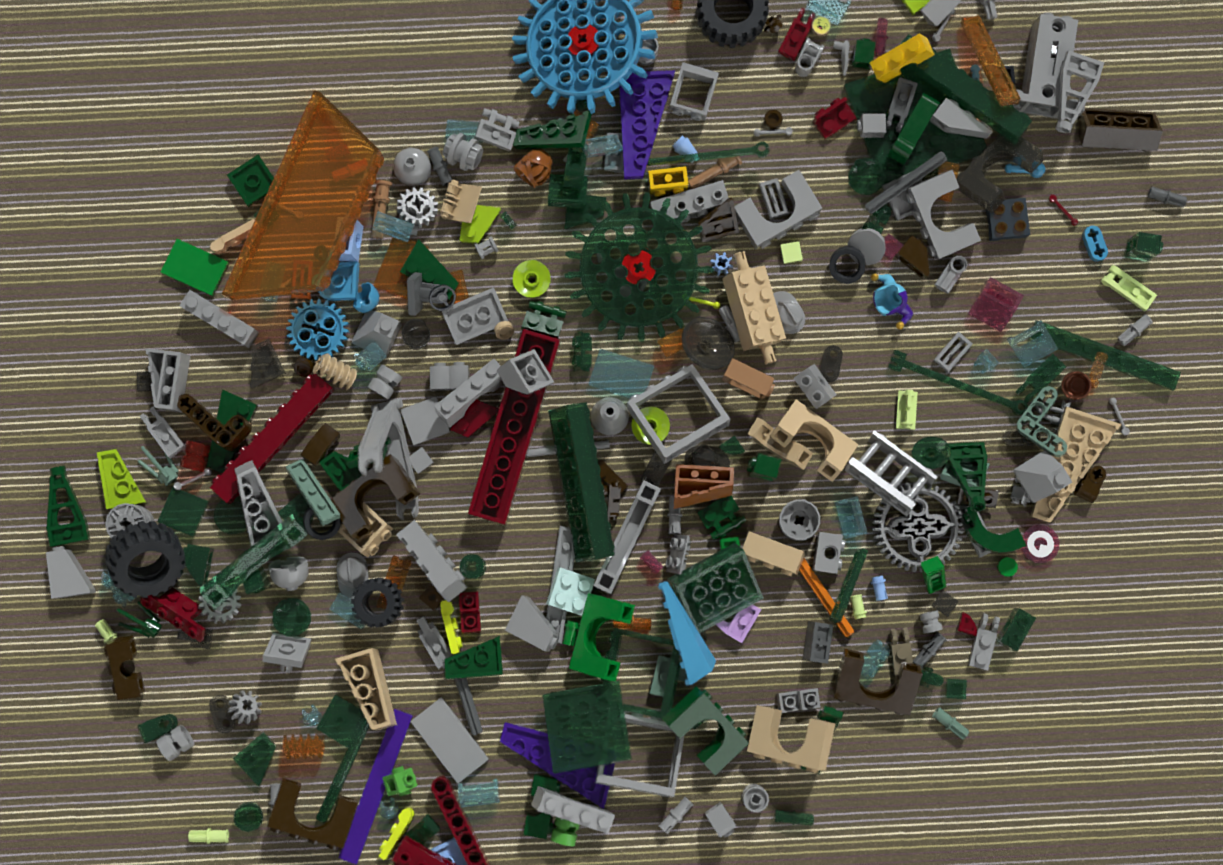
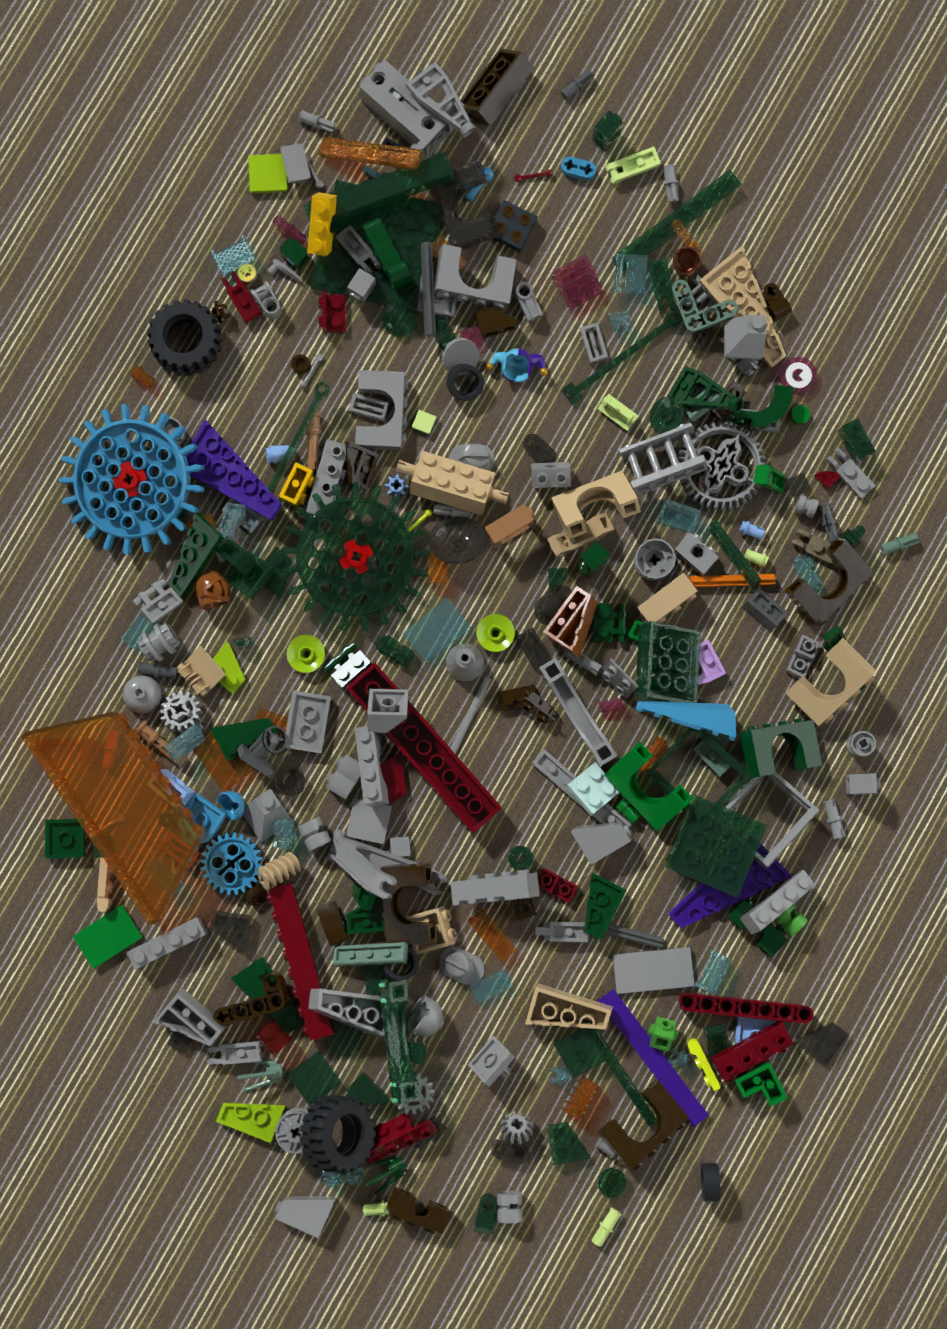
camera: 55 degrees left, 0 degrees up
(66, 533) = (270, 1187): dark green plate -> none
(178, 486) = (290, 1068): light grey hinge -> none
(291, 617) = (464, 1040): clear green dish -> none
(361, 602) = (500, 974): black tyre -> none
(450, 625) = (557, 908): neon yellow hinge -> none
(490, 242) = (254, 675): light grey bush -> none
(504, 330) = (335, 705): tan tile -> none
(581, 482) = (508, 721): clear green brick -> none
(694, 438) = (531, 603): light grey window -> none
(698, 74) = (221, 401): light grey window -> none
(794, 818) = (897, 722): clear green axle -> none
(955, 120) = (400, 215): light grey slope -> none
(956, 688) = (874, 521): clear green plate -> none
(1125, 431) = (749, 245): light grey hinge -> none

